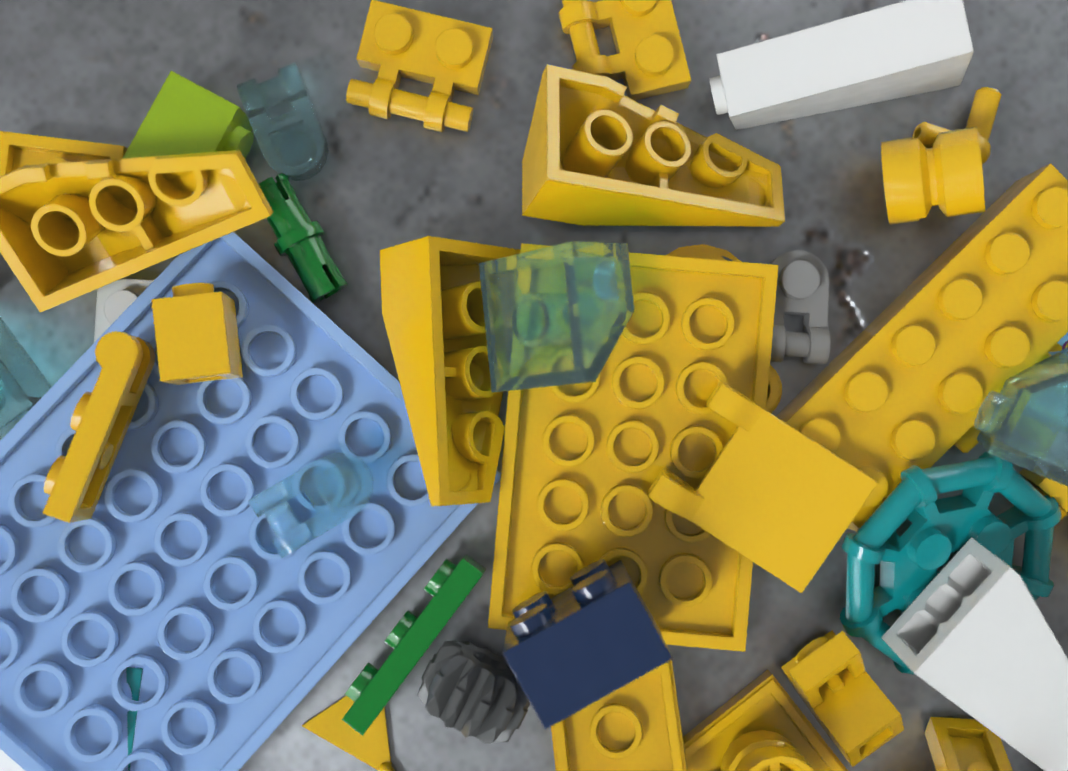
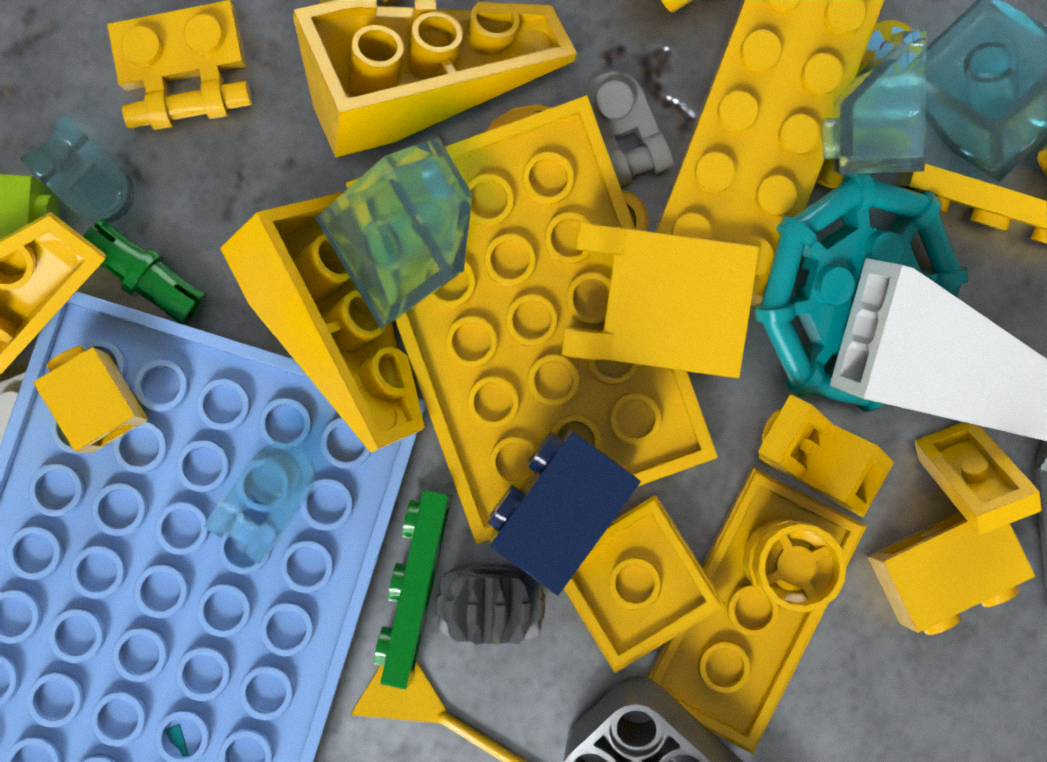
camera: 25 degrees left, 0 degrees up
(100, 427) = (40, 518): yellow plate -> none

